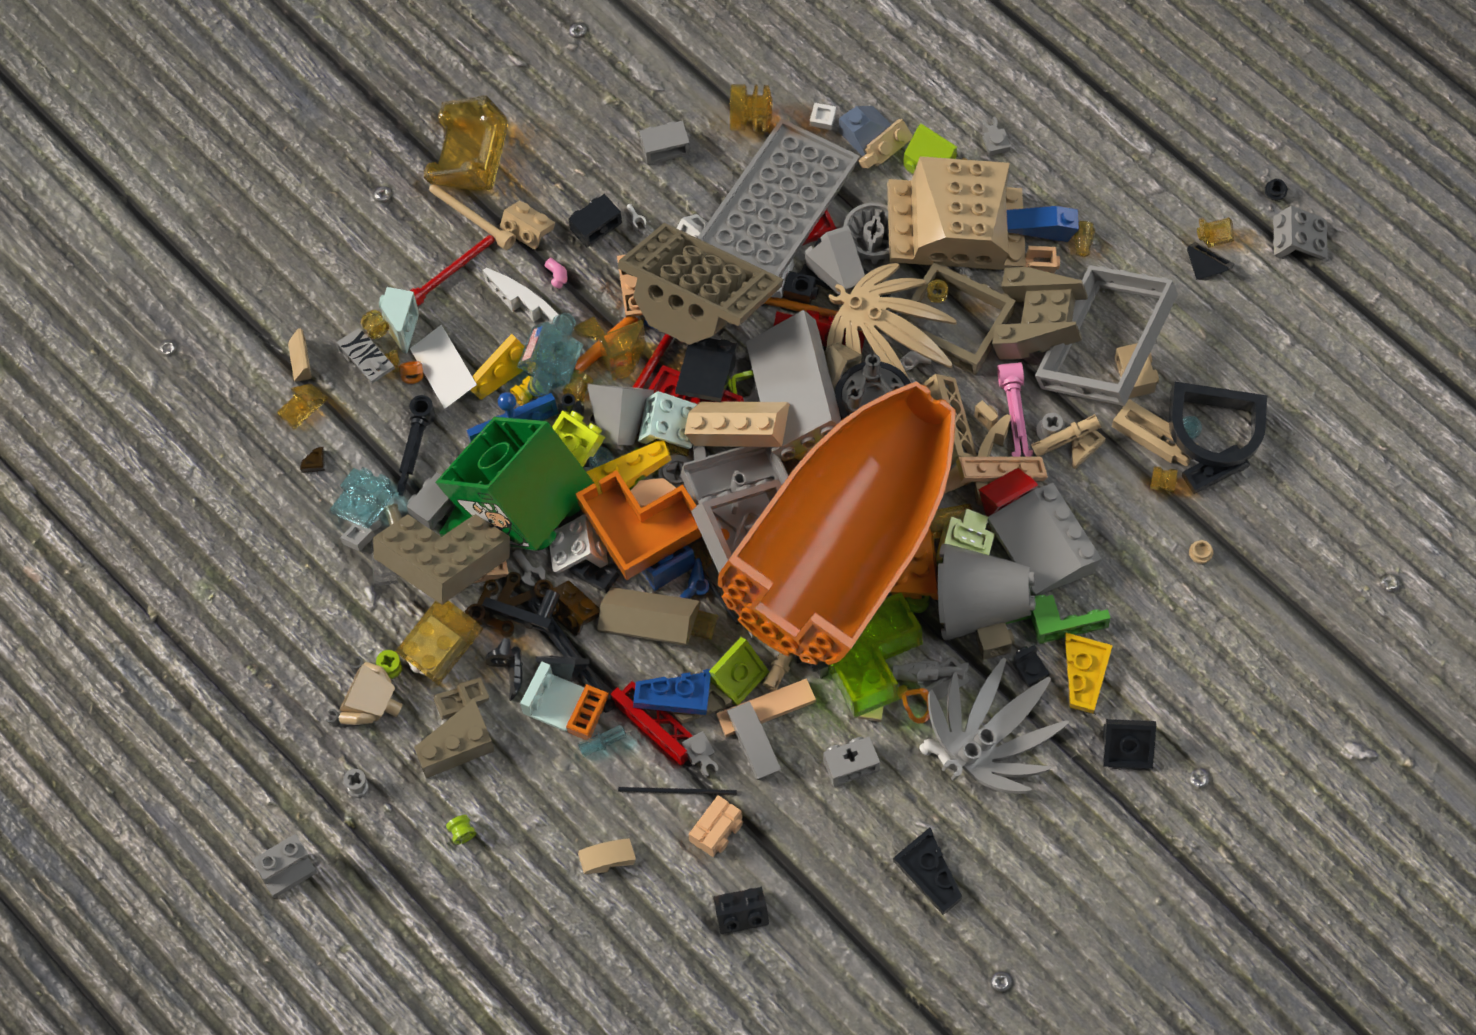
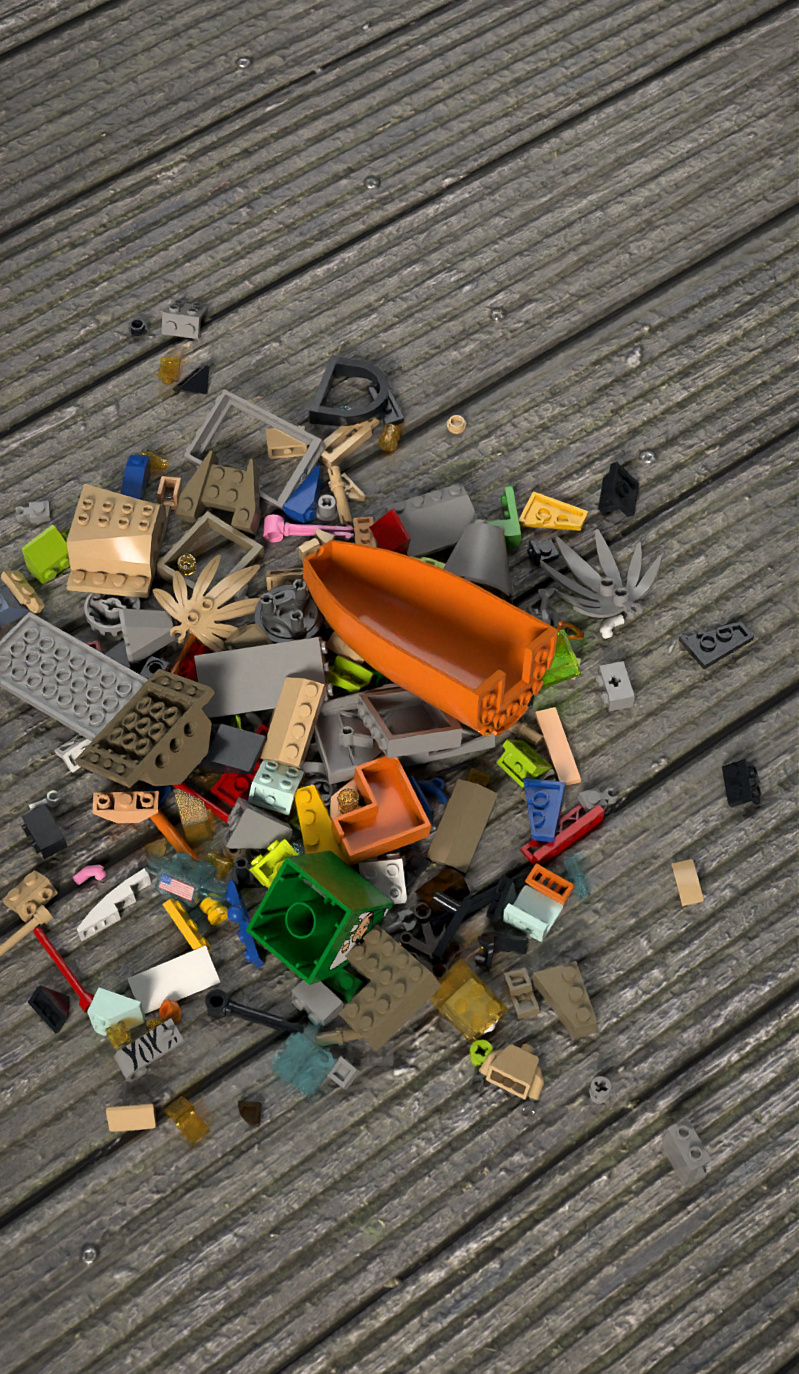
camera: 85 degrees left, 5 degrees down
(410, 267) = (51, 1007): none -> black slope
(461, 829) = (653, 1000): lime wheel -> none
(652, 487) = (347, 796): none -> clear yellow wheel
(677, 790) = (626, 828): black piece -> none
(716, 826) = (666, 793): light nougat brick -> none
(753, 740) = (592, 755): light grey slope -> none
(994, 640) = (519, 571): dark tan brick -> none
(1049, 397) = (303, 503): none -> blue slope

